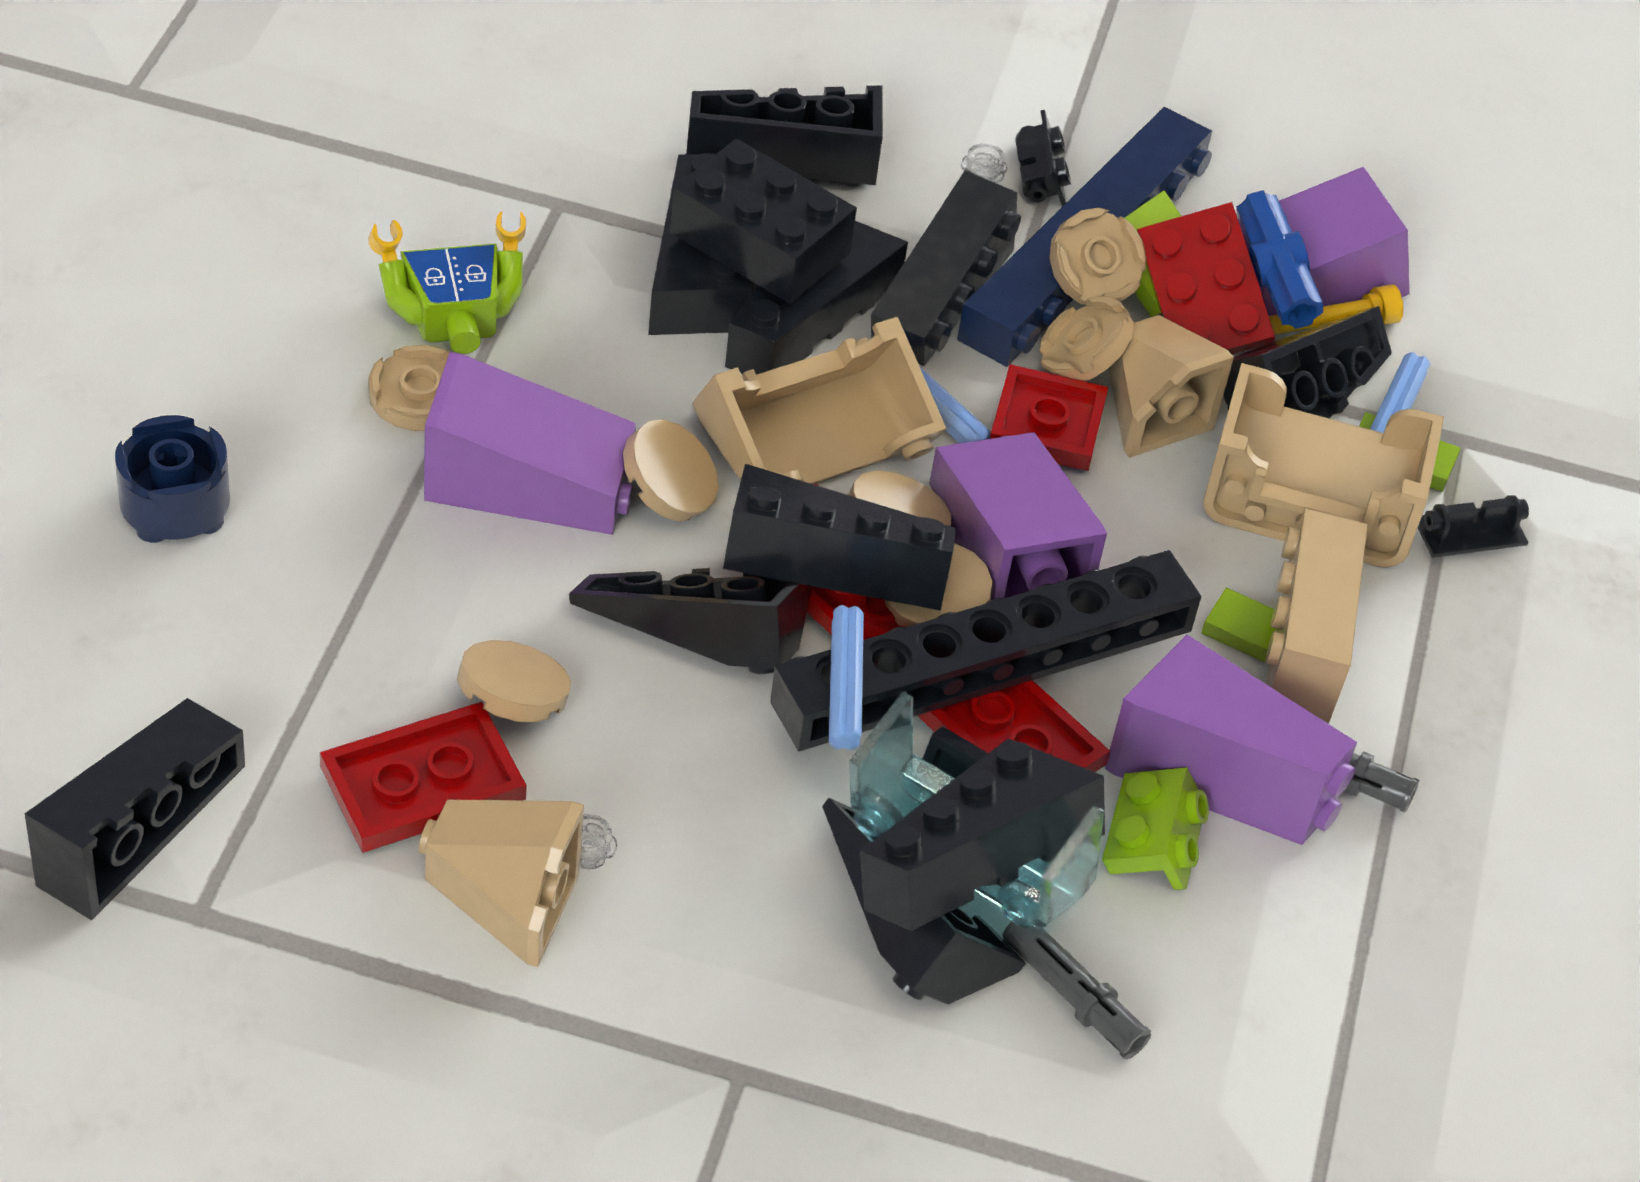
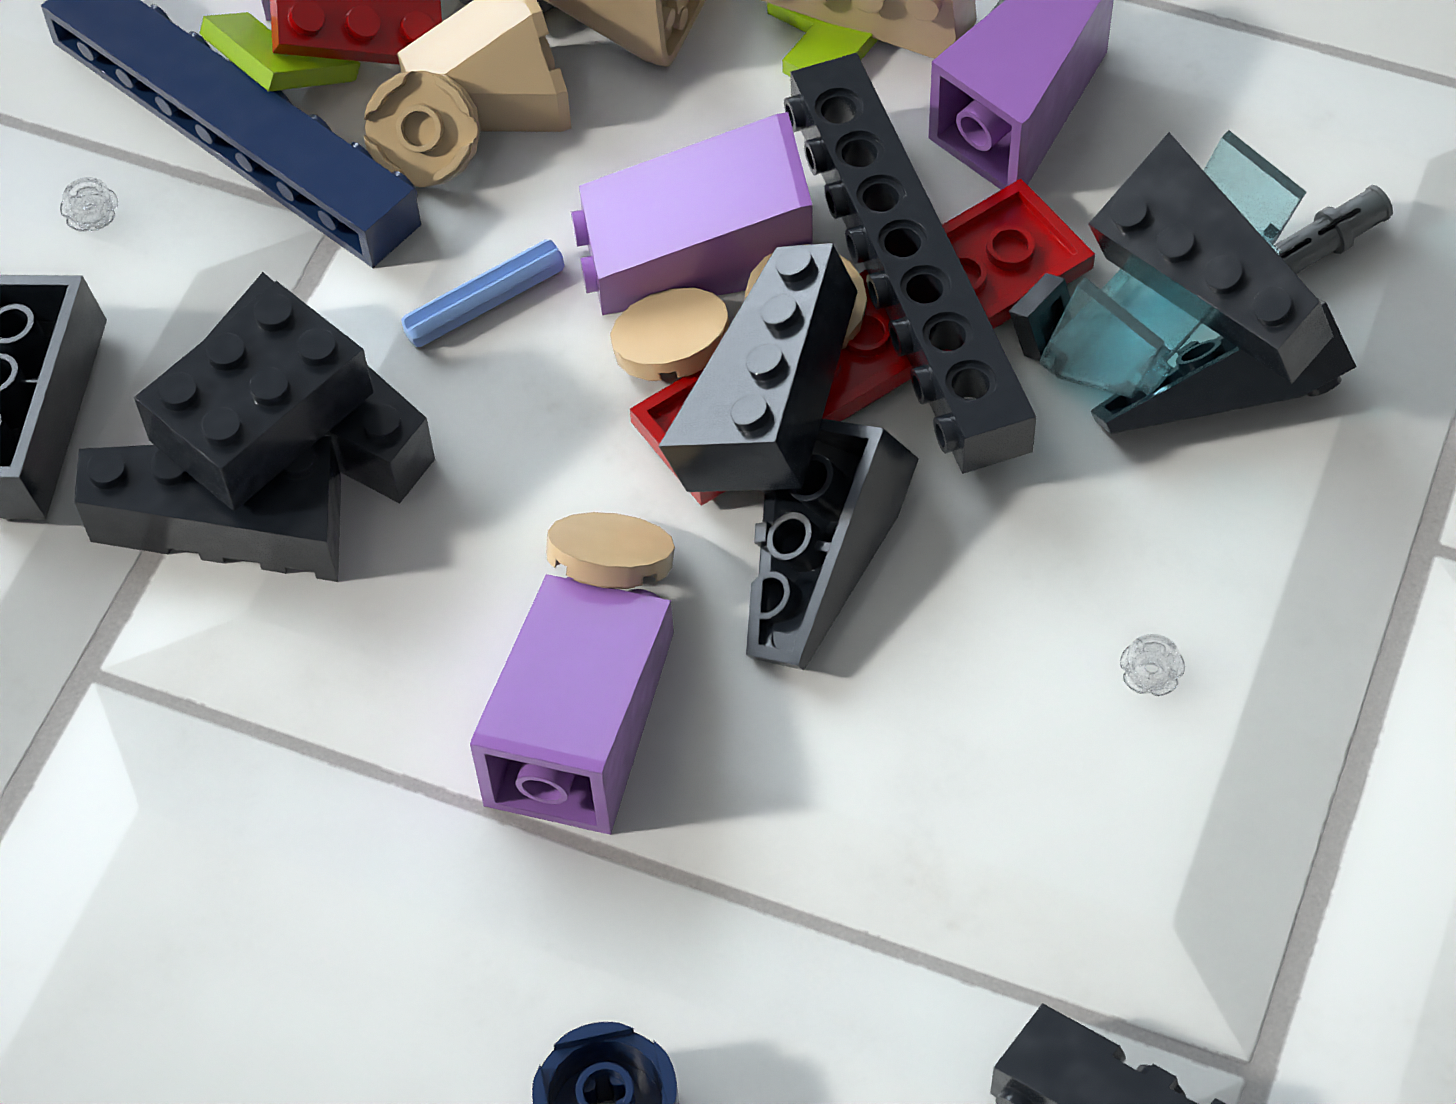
camera: 75 degrees left, 10 degrees up
(406, 385) = (422, 833): tan tile -> none
(407, 774) = (1069, 828): red plate -> none
(452, 290) = (265, 776): torso -> none
(507, 866) = (1218, 730): tan slope -> none
(514, 680) = (931, 726): tan tile -> none
(825, 410) = (510, 398): tan windscreen -> none
(846, 678) = (994, 366): light blue axle -> none
(951, 262) = (282, 230): black wedge -> none
(1041, 168) = (68, 140): black hinge -> none
(1054, 407) = (523, 184): red plate -> none
(1097, 256) = (312, 90): tan tile -> none
(1157, 825) = (1093, 153): lime bracket -> none

